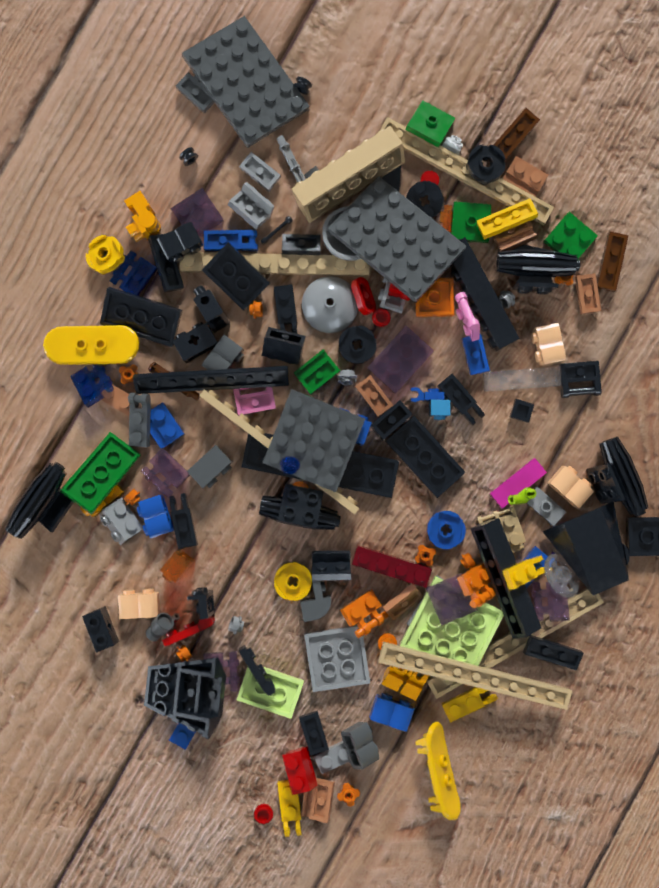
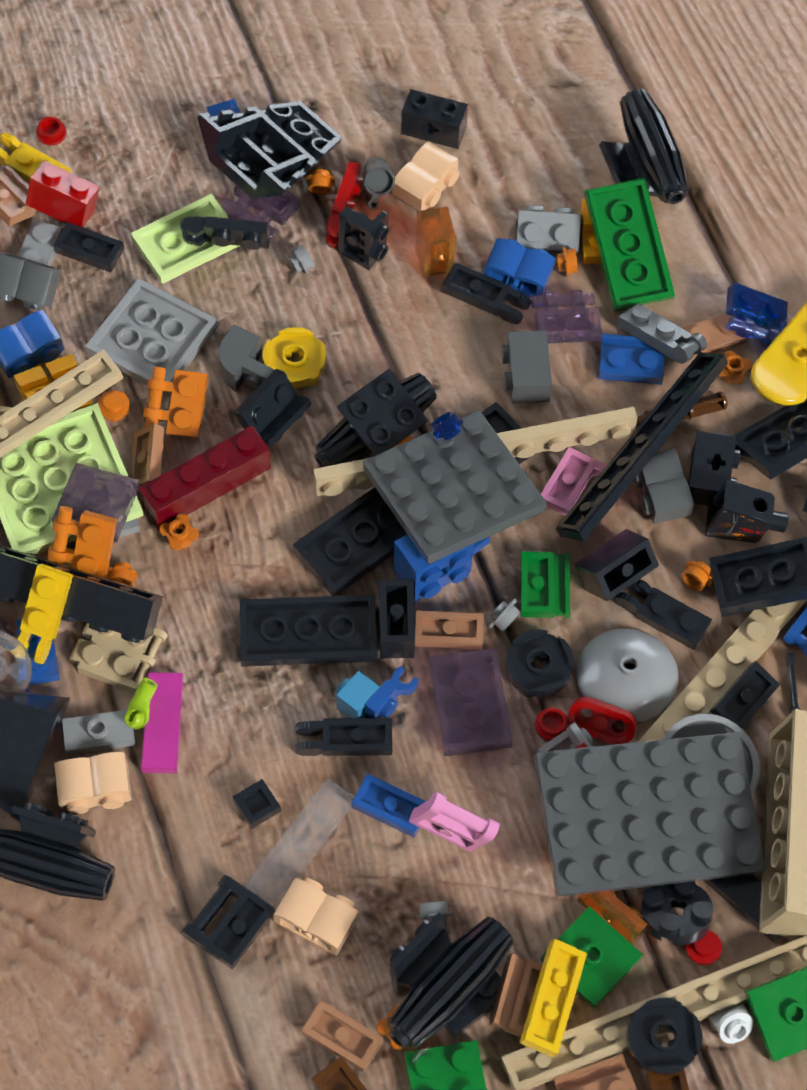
camera: 130 degrees right, 25 degrees down
(437, 300) = (519, 813): orange plate -> none
(451, 539) = (191, 599): blue plate -> none
(483, 300) = (465, 877): black brick -> none

